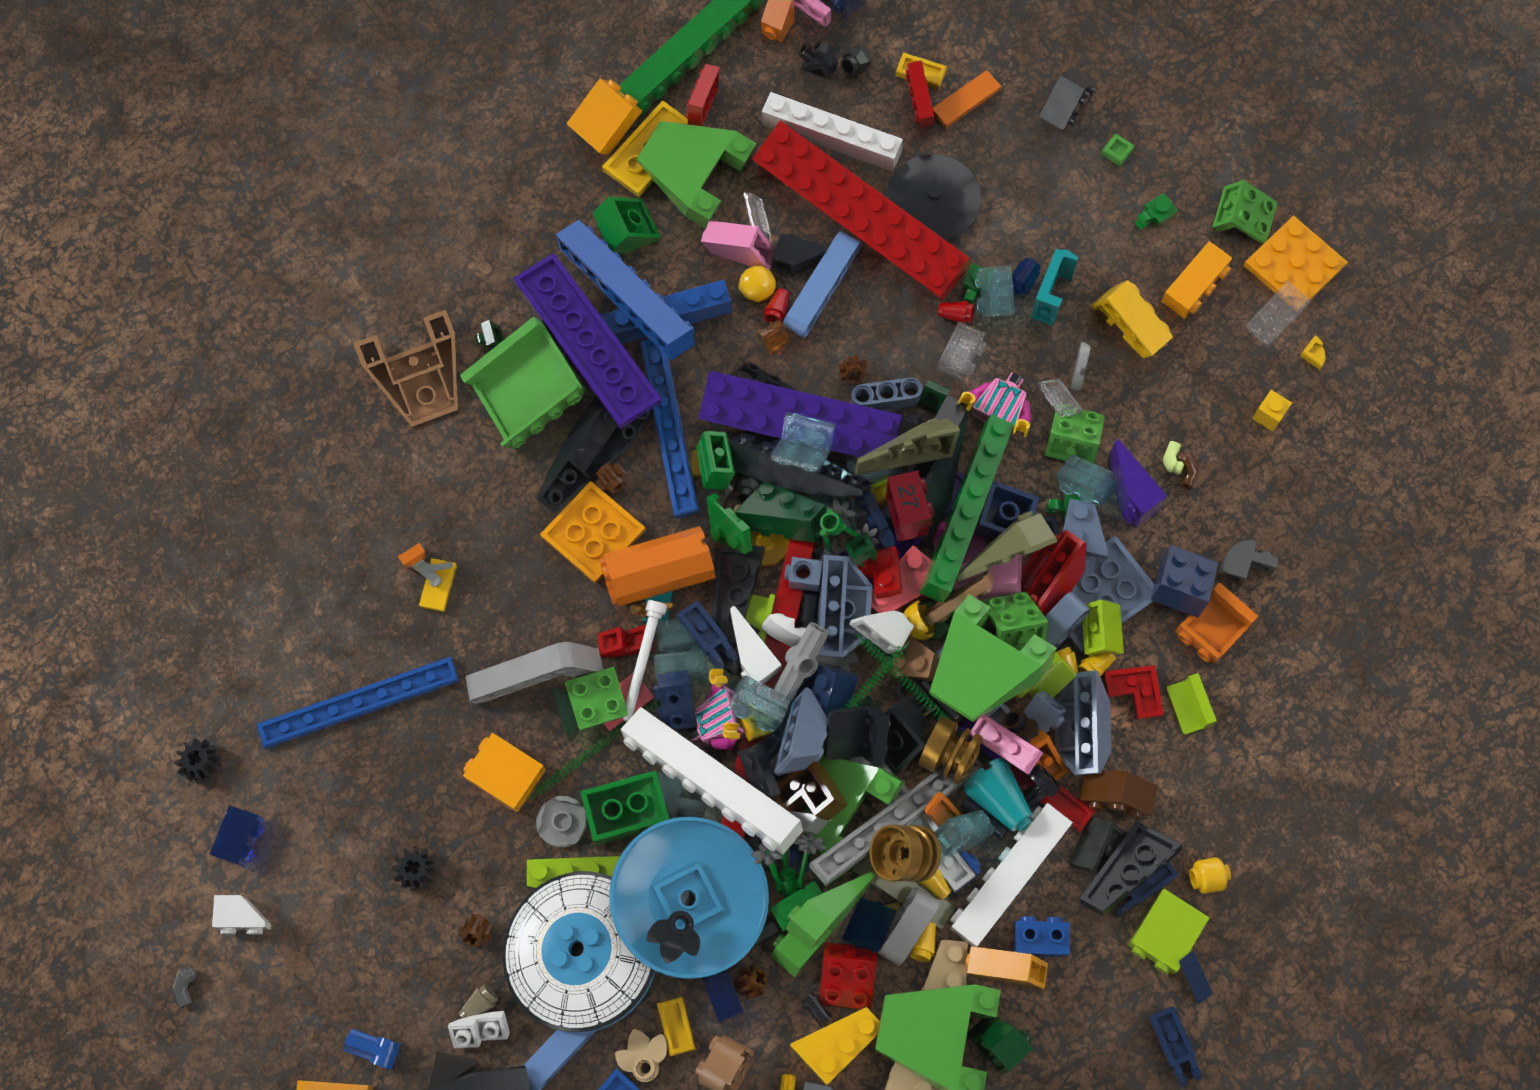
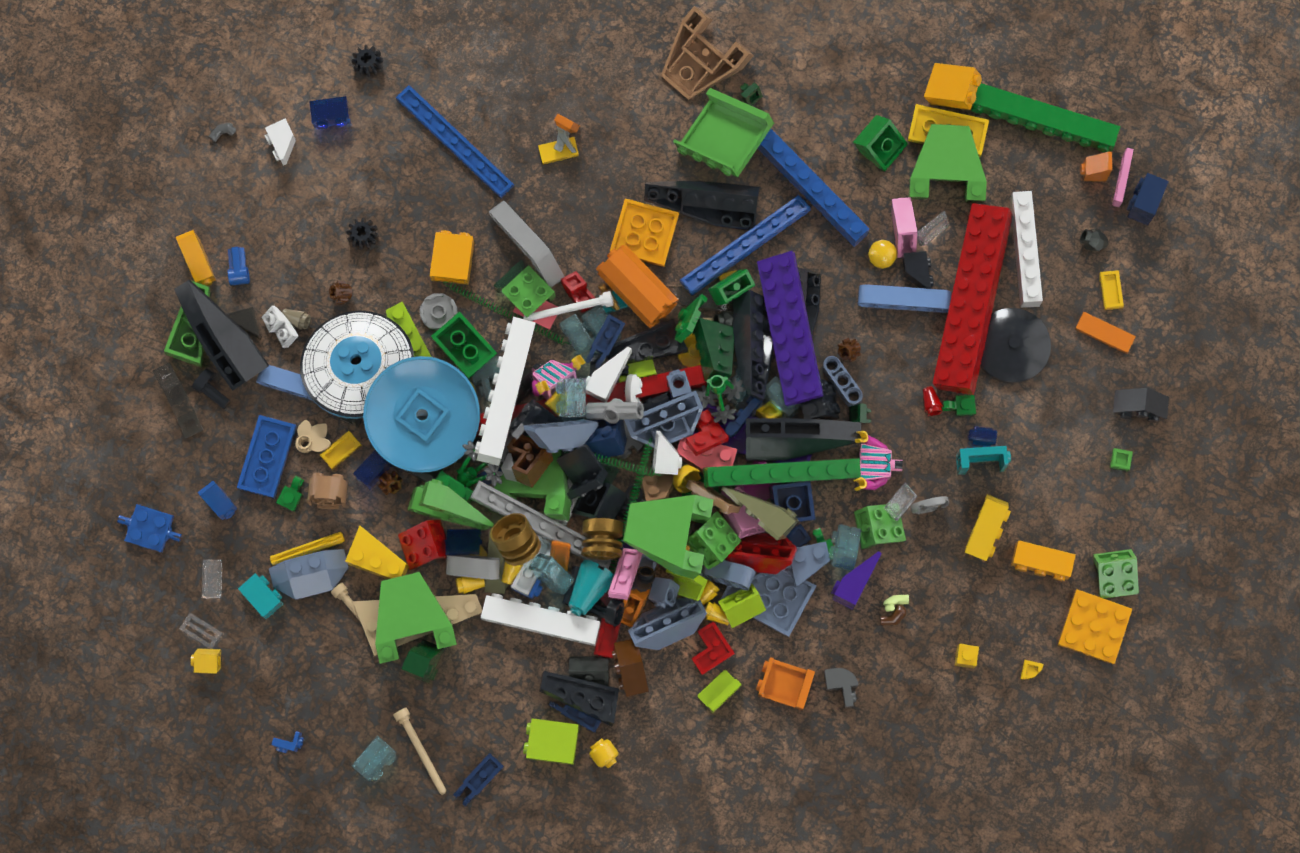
camera: 65 degrees right, 5 degrees up
(587, 340) = (773, 158): dark purple plate -> none
(611, 478) = (688, 225): reddish brown gear -> none
(626, 289) = (824, 165): brick -> none
(673, 940) = (387, 416): black plate -> none
(676, 700) = (551, 343): dark blue brick -> none
(703, 95) = (1005, 145): red piece -> none
(774, 336) = (847, 284): clear orange tile -> none
(777, 307) = (870, 276): red cone -> none
(804, 442) = (767, 339): clear light blue bracket -> none
(816, 1008) = (393, 533): black pin -> none
(819, 57) = (1080, 213): black hips -> none
(861, 549) = (711, 413): dark green tile -> none
(908, 505) = (754, 429): dark red brick -> none
(919, 90) = (1087, 297): red piece -> none
(921, 444) = (805, 416): olive wedge -> none
(961, 352) = (901, 418): clear brick -> none
(995, 291) = (958, 421): clear light blue brick -> none
(1007, 967) = (477, 645): light orange slope -> none
(1041, 937) = (508, 659): blue brick -> none
(1156, 211) = (1086, 509): green plate -> none
(1184, 581) = (804, 646): dark blue brick -> none
(1195, 977) = (529, 772): dark blue sticker -> none
(1277, 314) = (1044, 628): clear piece -> none

